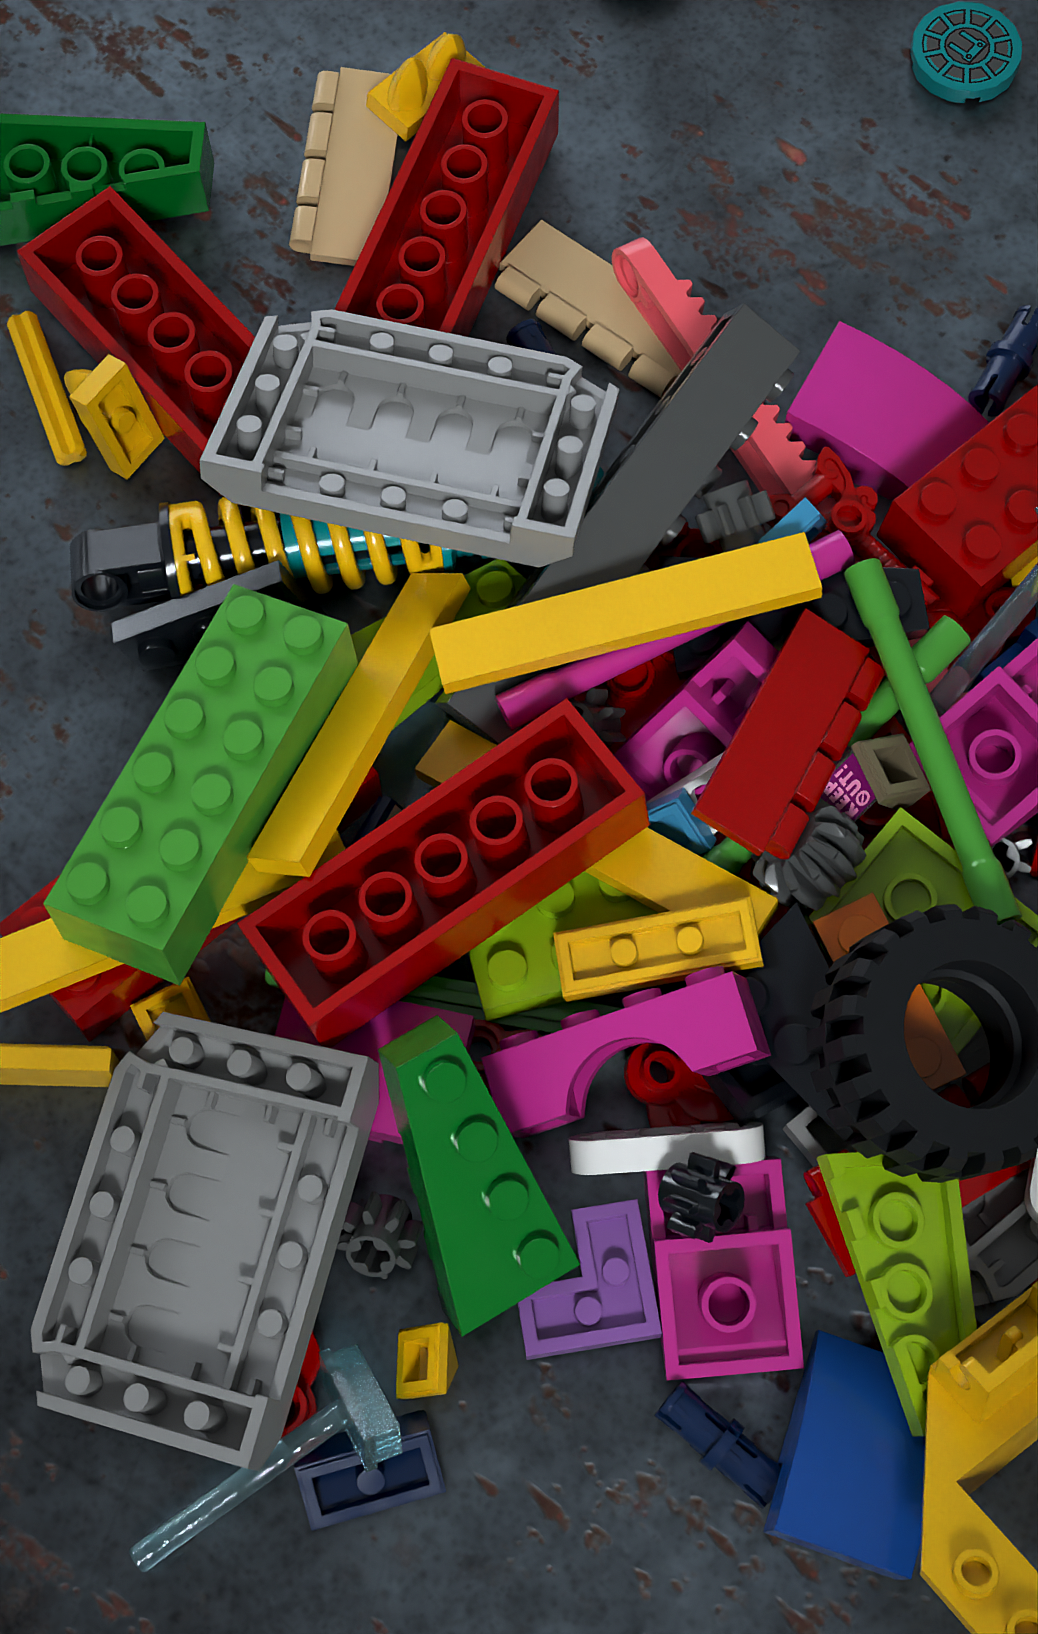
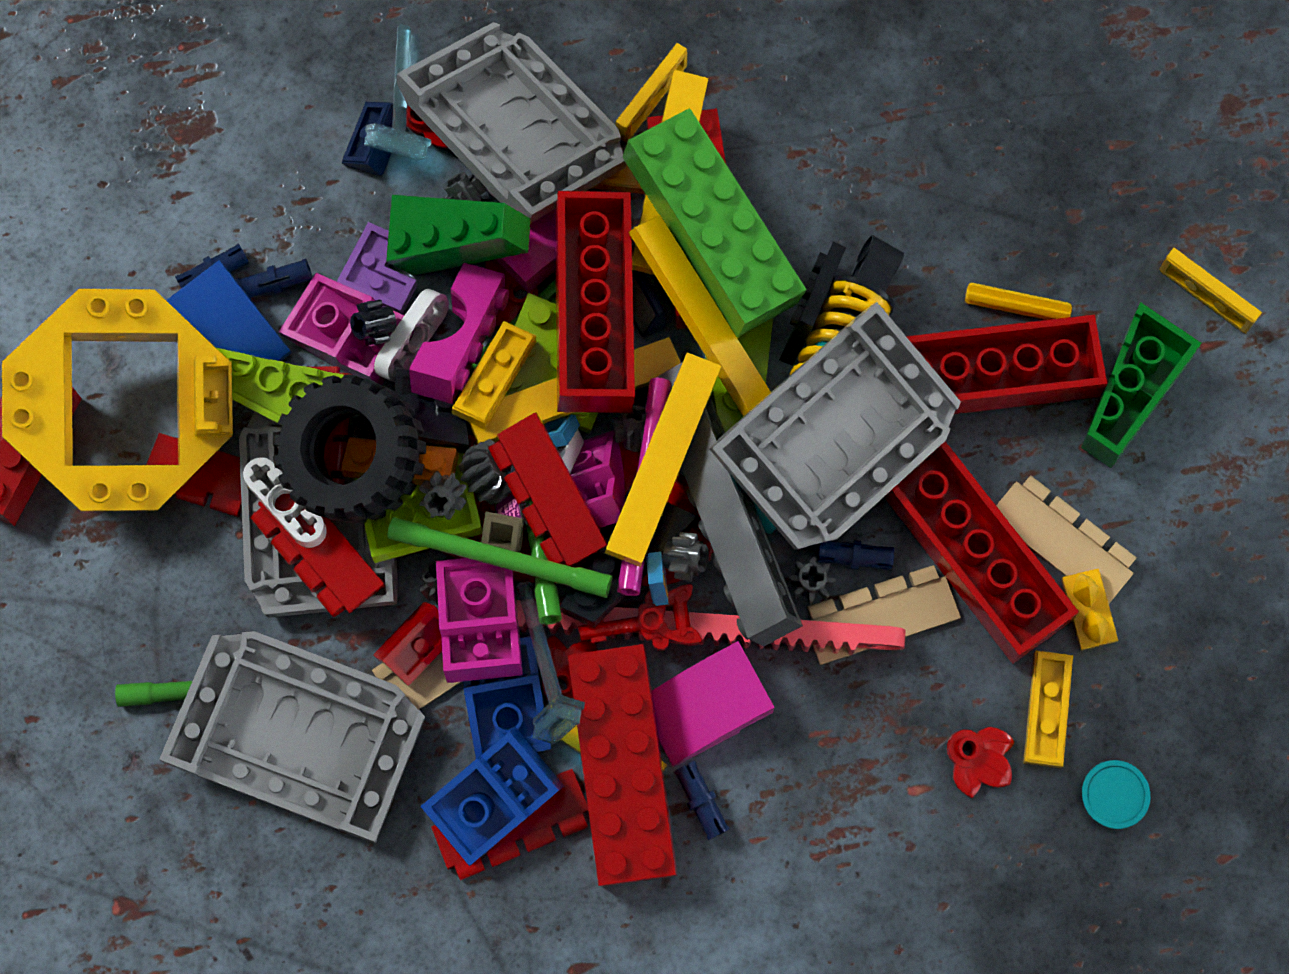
camera: 125 degrees right, 5 degrees up
(114, 414) = (968, 308): yellow tile -> none
(425, 1361) = (397, 183): yellow slope -> none
(599, 61) = (1048, 709): none -> yellow tile
(636, 396) = (820, 576): none -> dark grey gear
(706, 102) = (985, 761): none -> red plate
(777, 1566) = (232, 259): none -> dark blue pin
(904, 875) = (442, 495): none -> dark grey gear
(965, 52) = (919, 934): teal tile -> none

